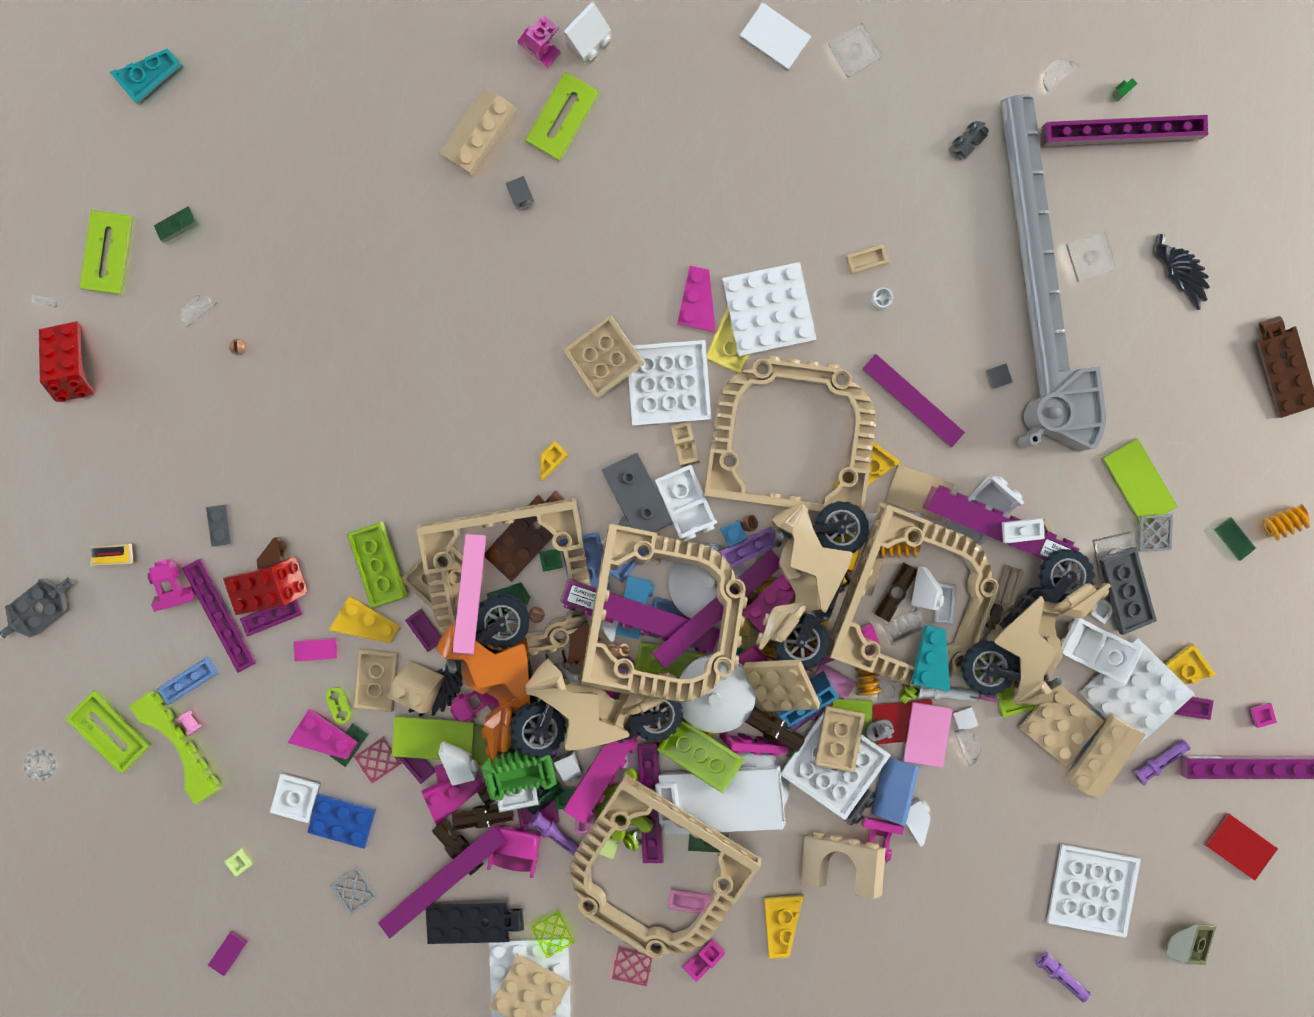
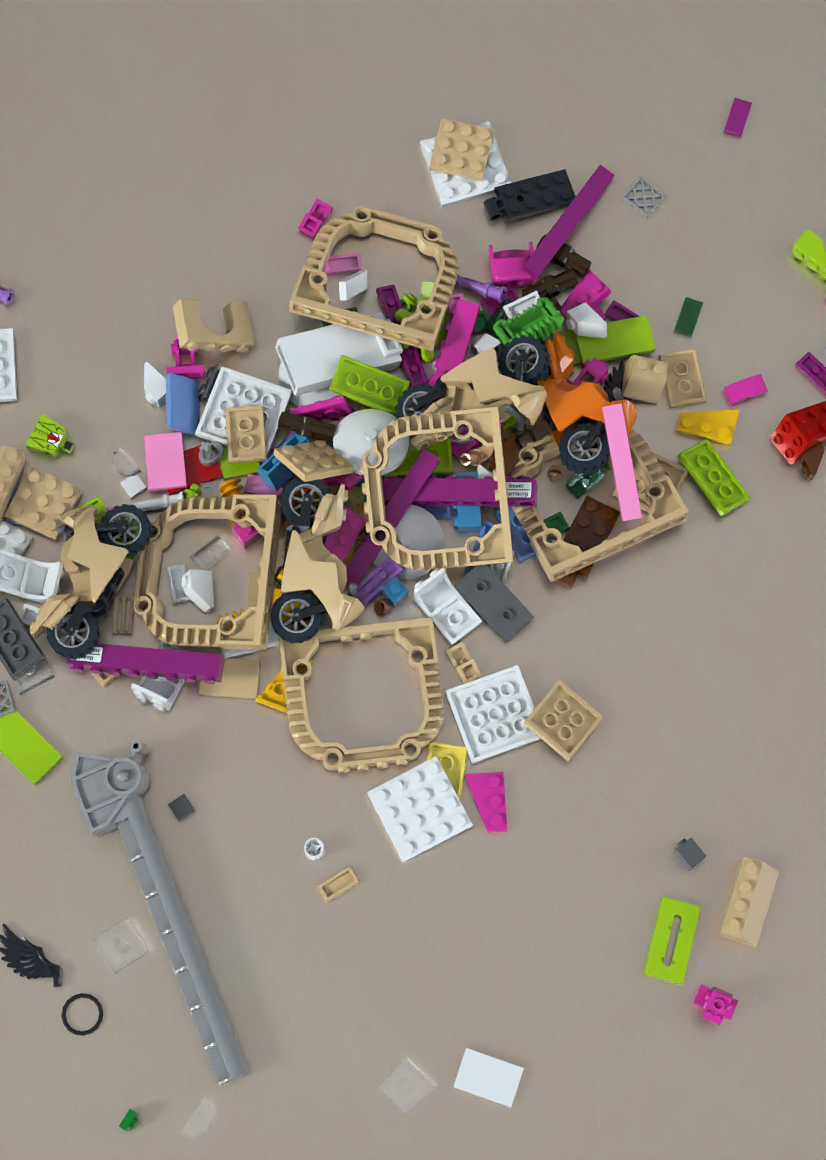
camera: 160 degrees right, 15 degrees down
(238, 863) = (753, 193): yellowish green tile -> none
(270, 617) = (804, 399): magenta tile -> none
(294, 798) = (722, 259): white plate -> none
(322, 736) = (714, 316): dark pink wing -> none
(334, 707) = (705, 351): lime beam -> none
(341, 821) = (674, 251): blue plate -> none
(365, 768) = (668, 319): clear pink window -> none
(424, 629) = (652, 433): magenta tile -> none
(551, 459) = (583, 616): yellow tile -> none
(559, 948) = (466, 215): clear neon green window -> none
(587, 33) = (671, 1021): white slope -> none
(632, 966) = (377, 186): clear pink window -> none
(687, 870) = (353, 285): none -> white tile
(781, 923) = (254, 266): yellow wing -> none
(902, 580) = (230, 569): dark brown piece -> none
(913, 400) = (258, 762): magenta tile -> none
(932, 660) = (180, 522): teal wing -> none
(974, 132) = (267, 1036): dark grey hinge -> none
(995, 615) = (129, 586): dark brown piece -> none
(1023, 530) = (125, 661): white plate -> none
(1038, 792) = (49, 438): none -> lime torso
(1124, 130) = (119, 1076): magenta brick -> none
(1125, 203) = (82, 995): none -> black piece

